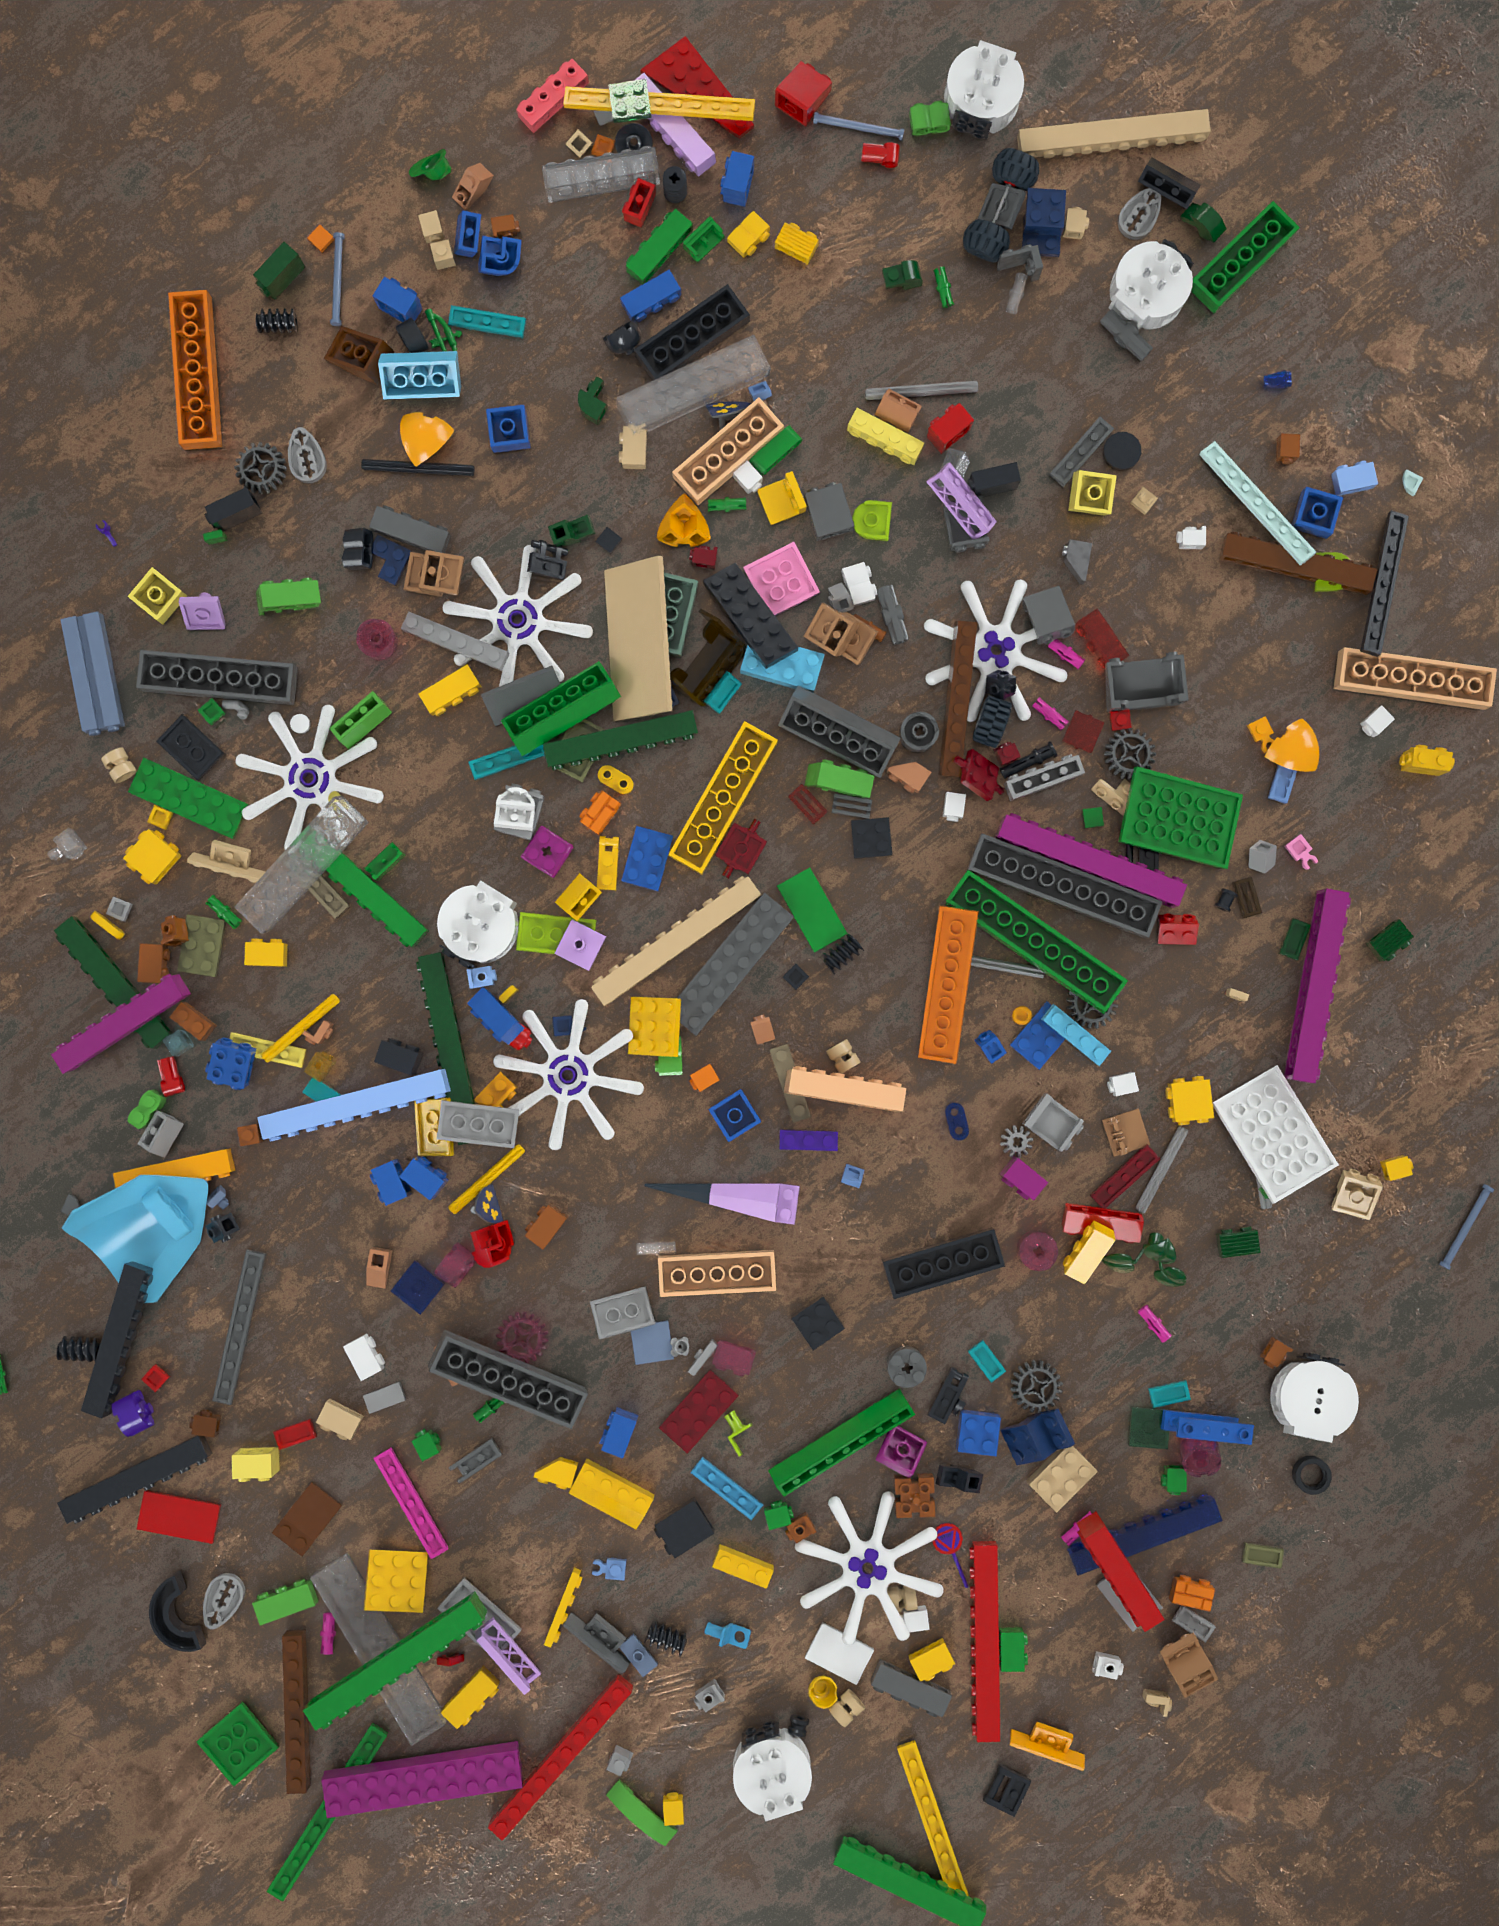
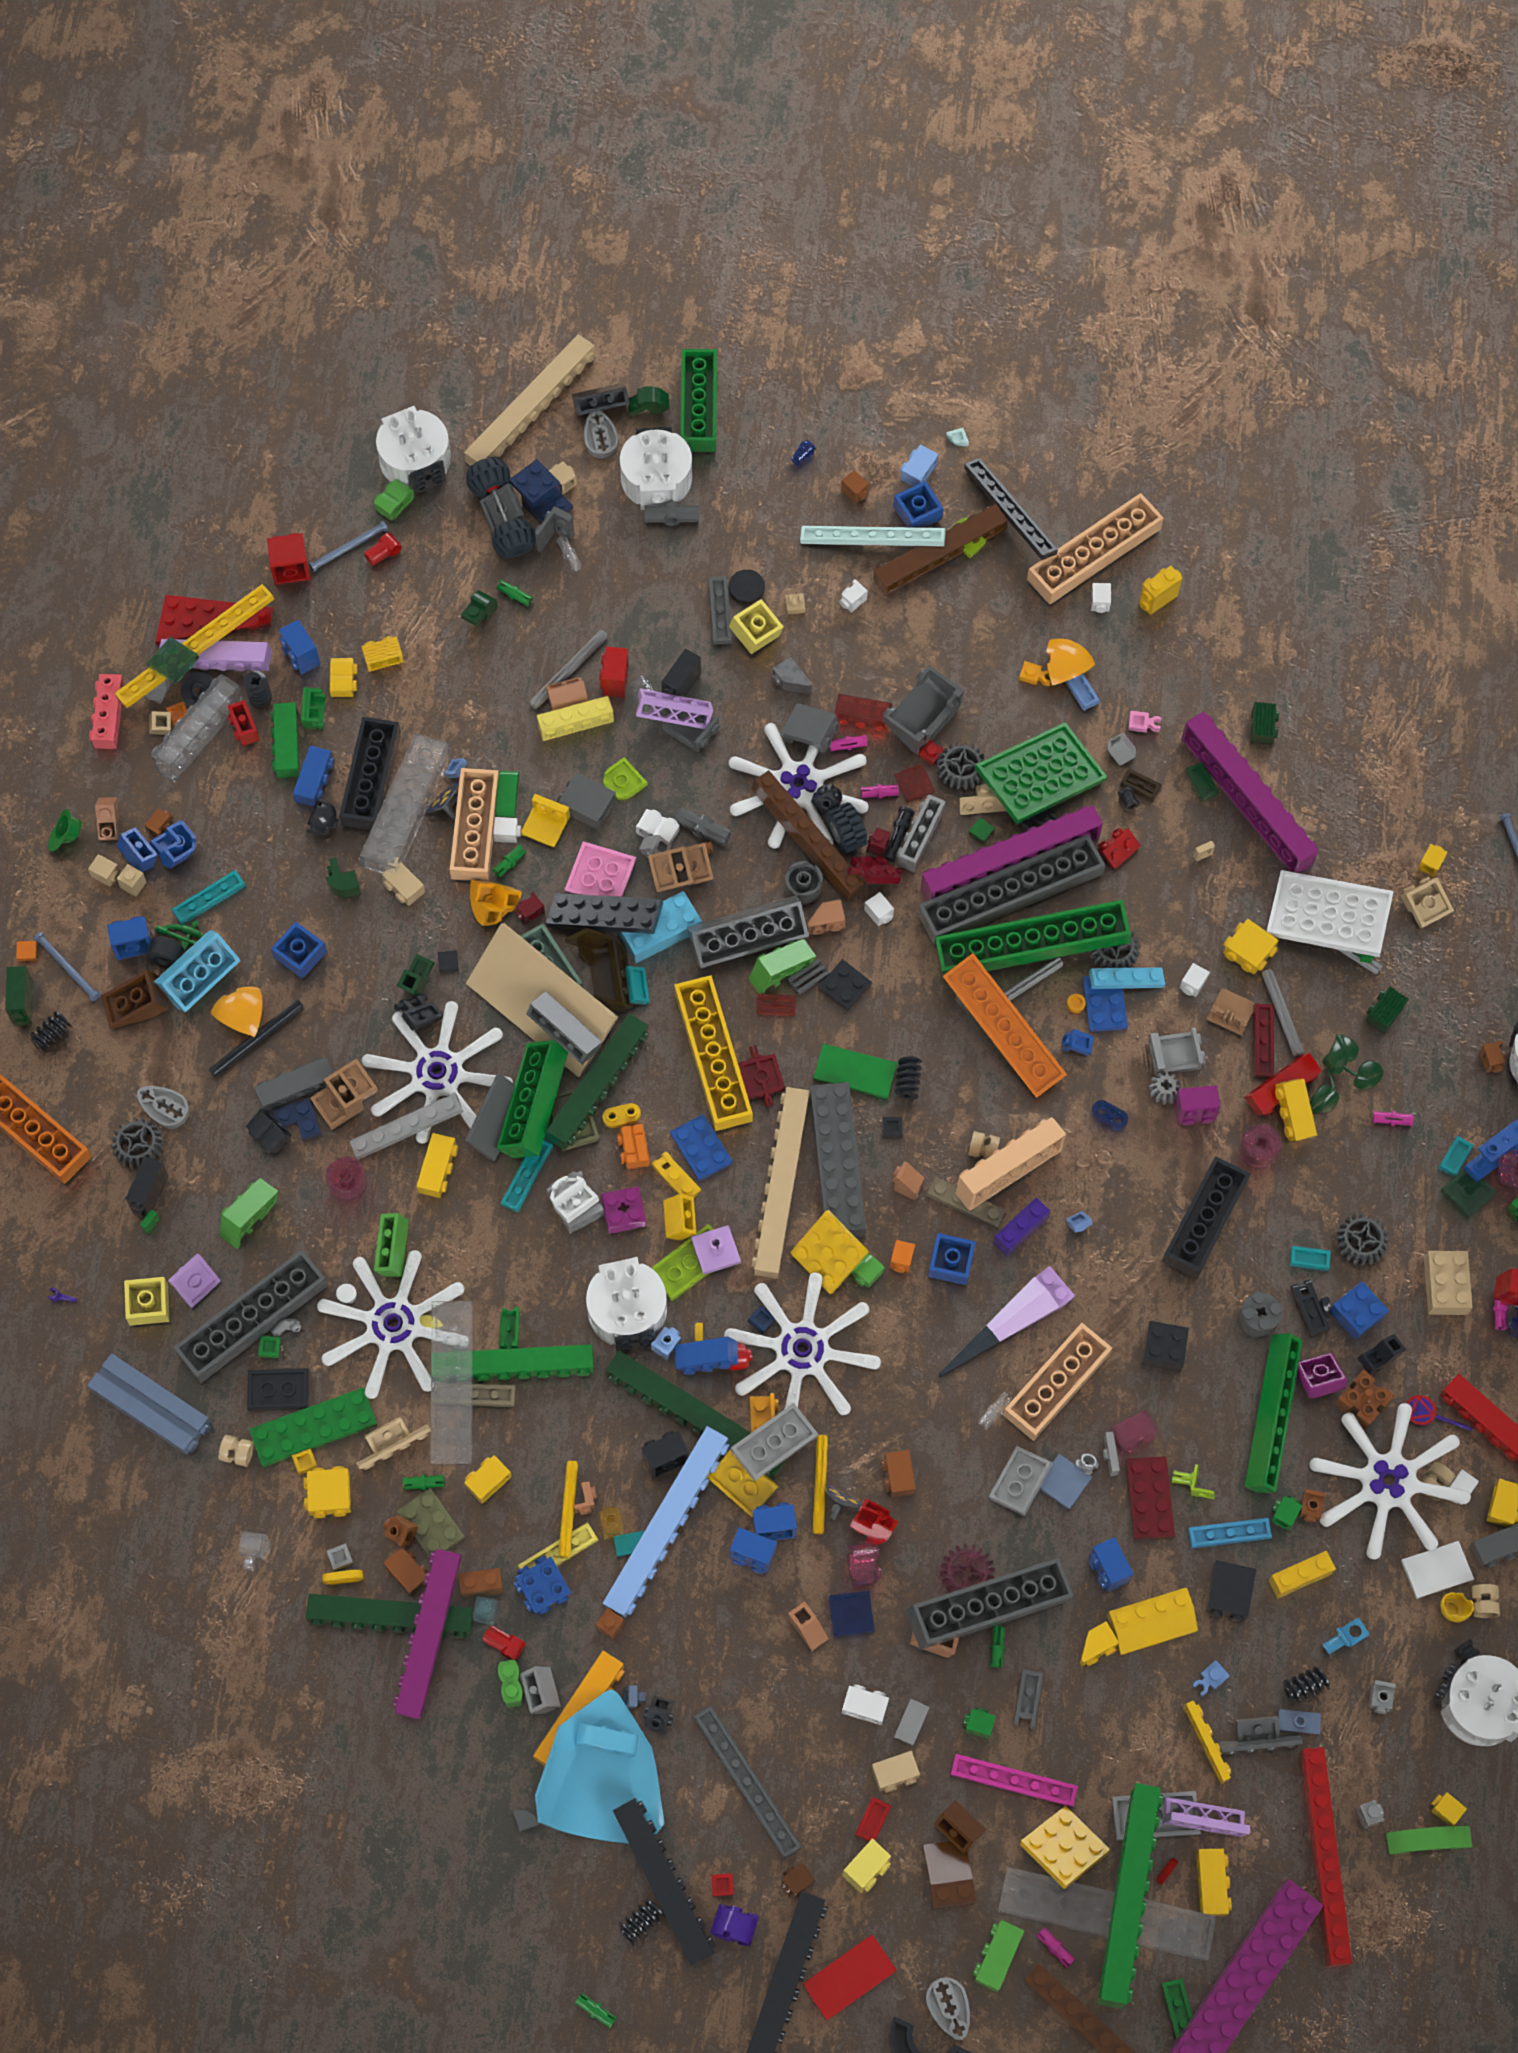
camera: 45 degrees left, 20 degrees down
(343, 1498) = (959, 1827): none -> reddish brown brick
(628, 679) = (563, 1027): none -> brick
(1037, 1437) = (1402, 1270): dark blue bracket -> none

